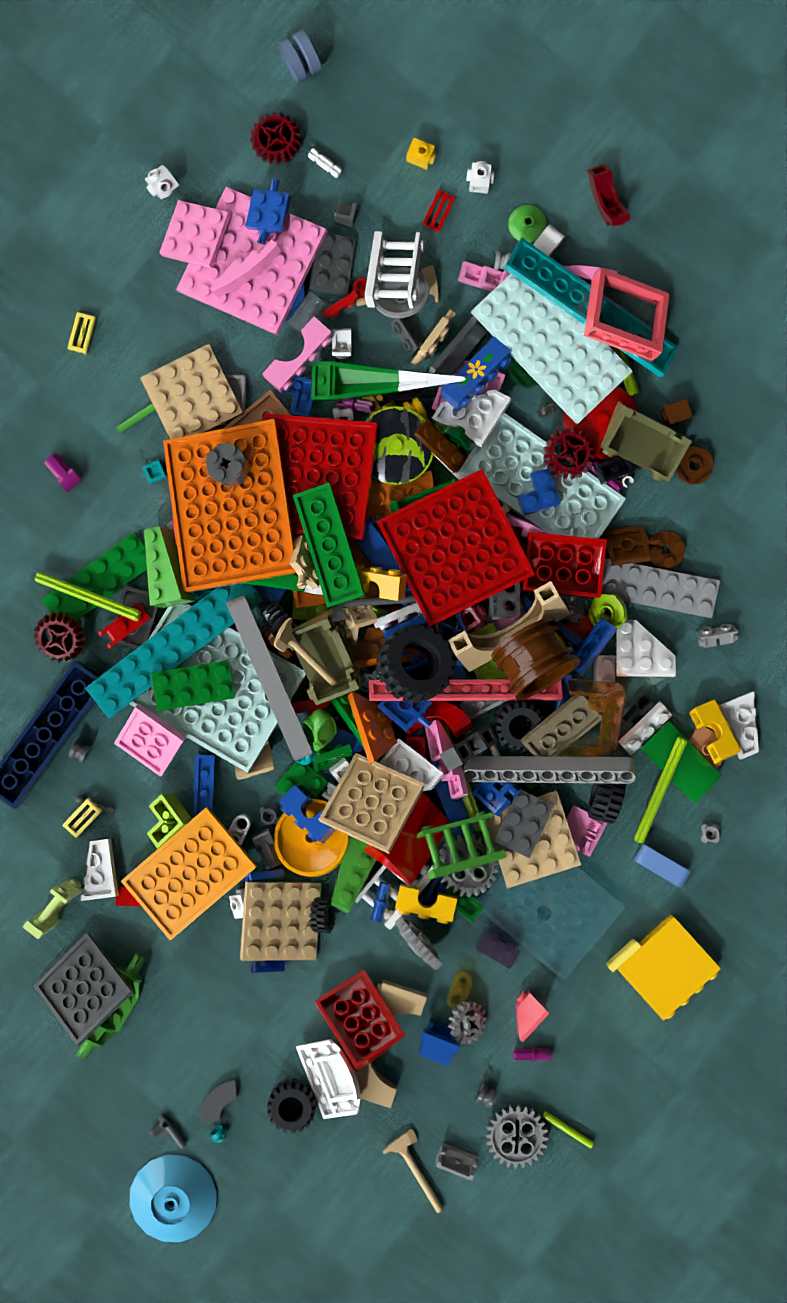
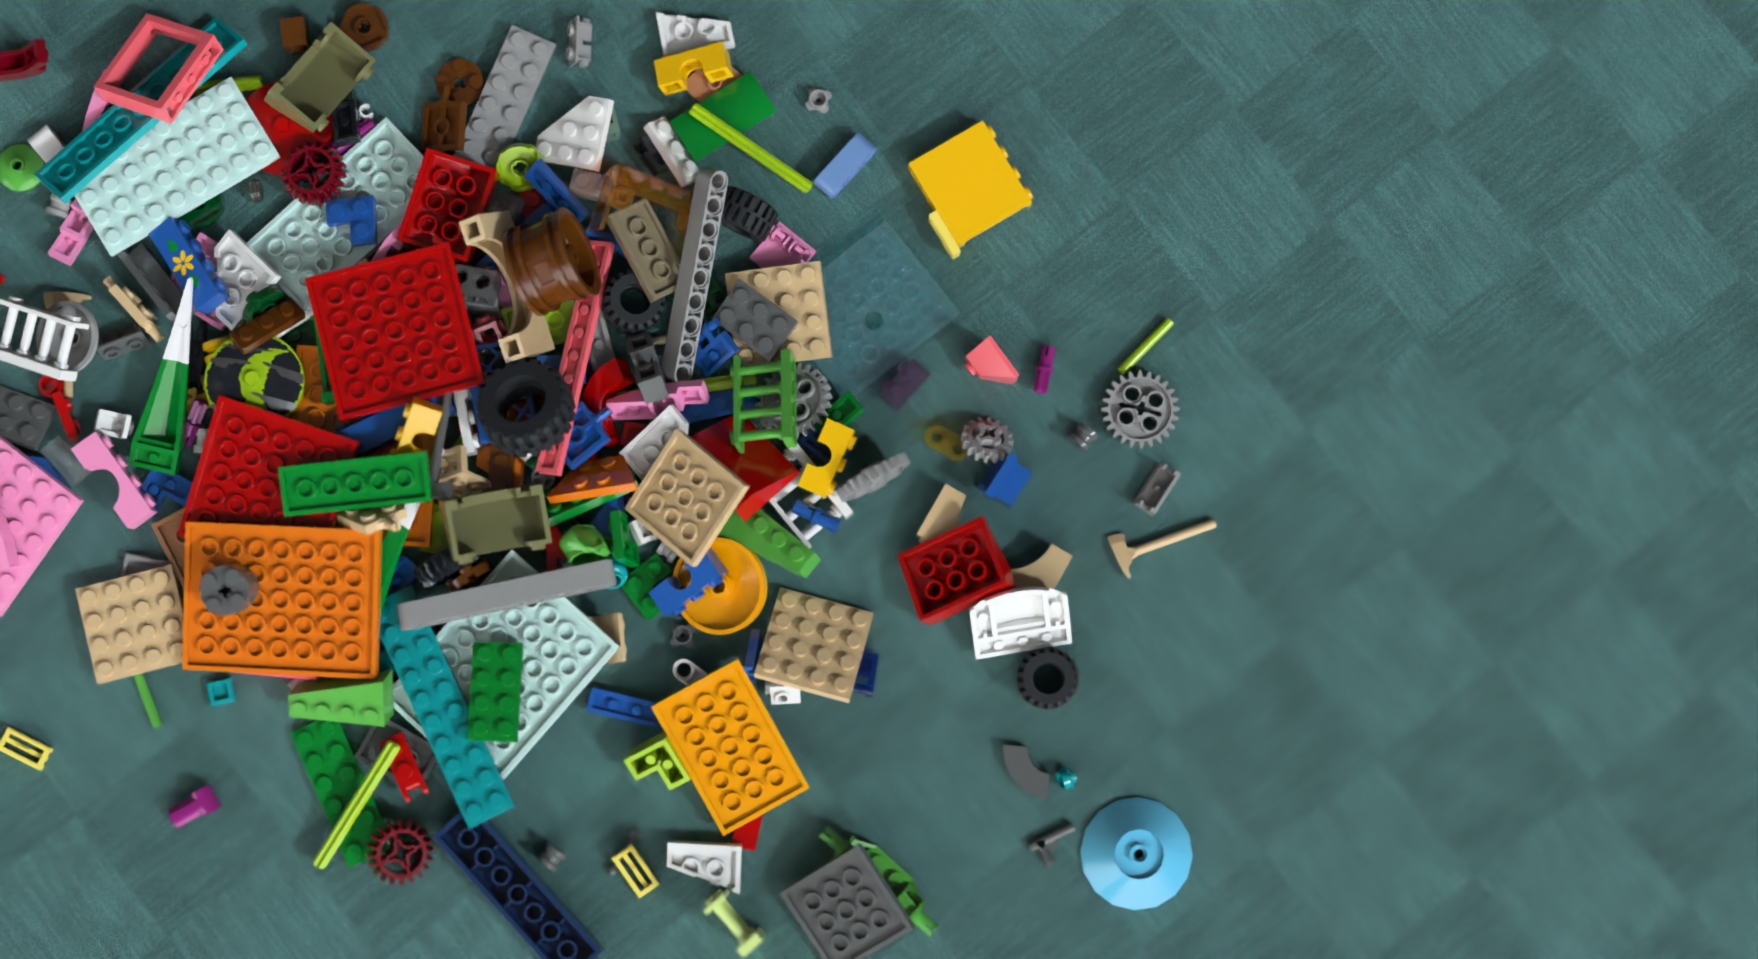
camera: 85 degrees left, 5 degrees down
(150, 740) = (554, 762): bright pink plate -> none
(264, 844) = (716, 646): dark grey piece -> none
(286, 637) = (457, 559): tan piece -> none
(322, 915) = (818, 591): black tyre -> none

